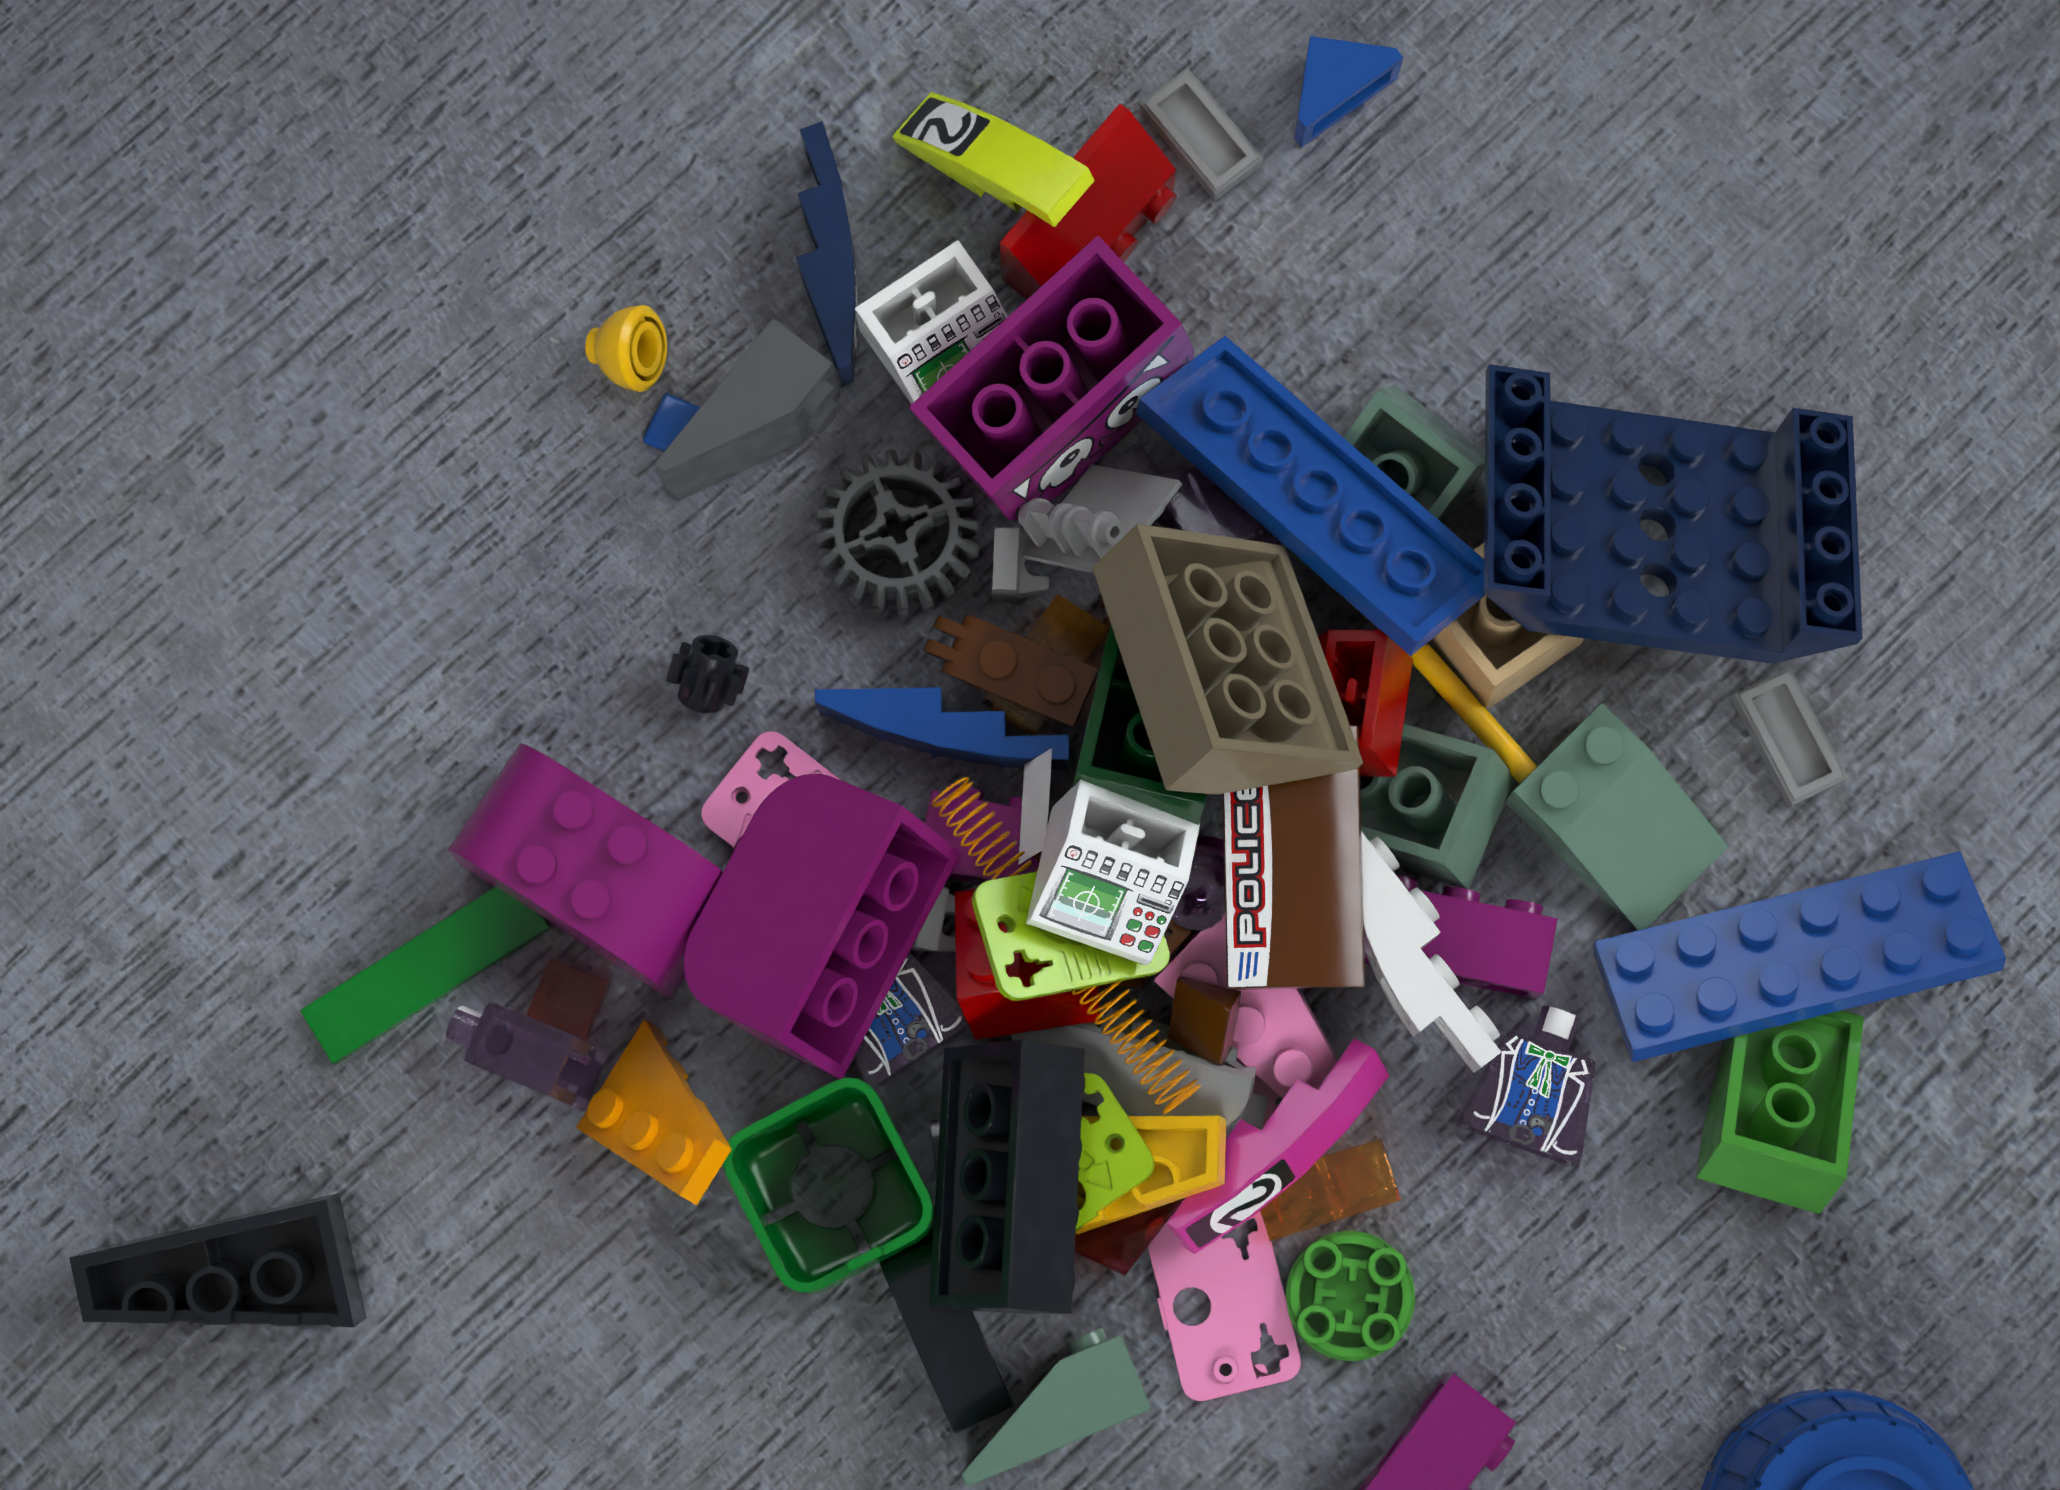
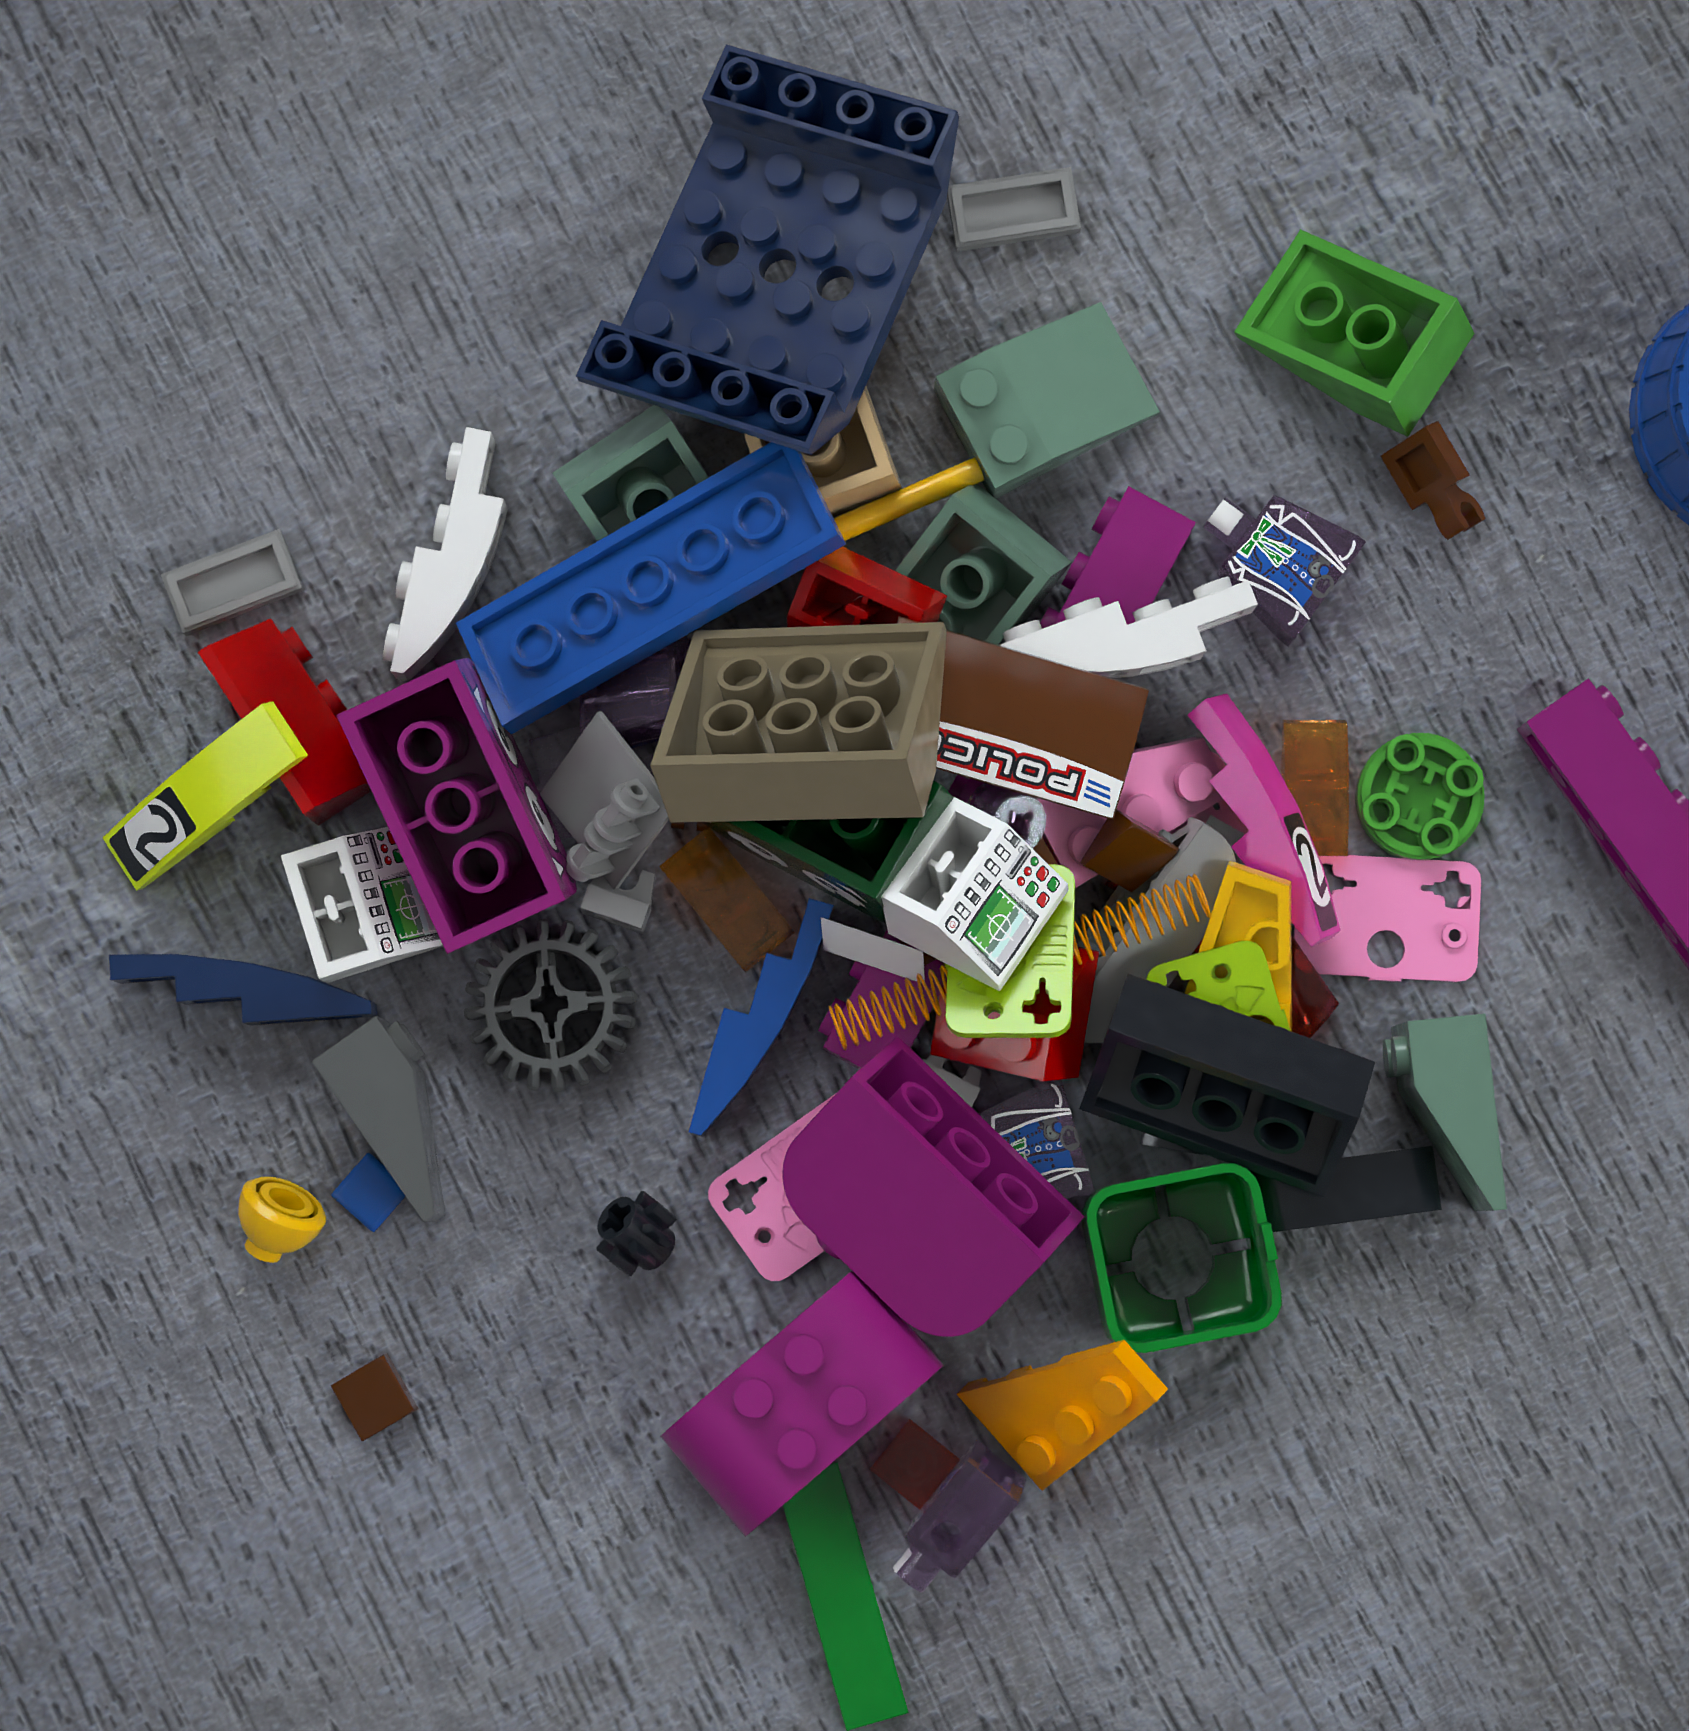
camera: 80 degrees left, 5 degrees up
(491, 487) = (374, 1397): none -> reddish brown slope
(1014, 668) = (725, 931): reddish brown hinge -> none
(1265, 324) = (445, 582): none -> white slope
(1339, 80) = (222, 431): blue slope -> none
(1664, 1209) = (1428, 473): none -> reddish brown plate
(1797, 956) = (1228, 272): blue plate -> none

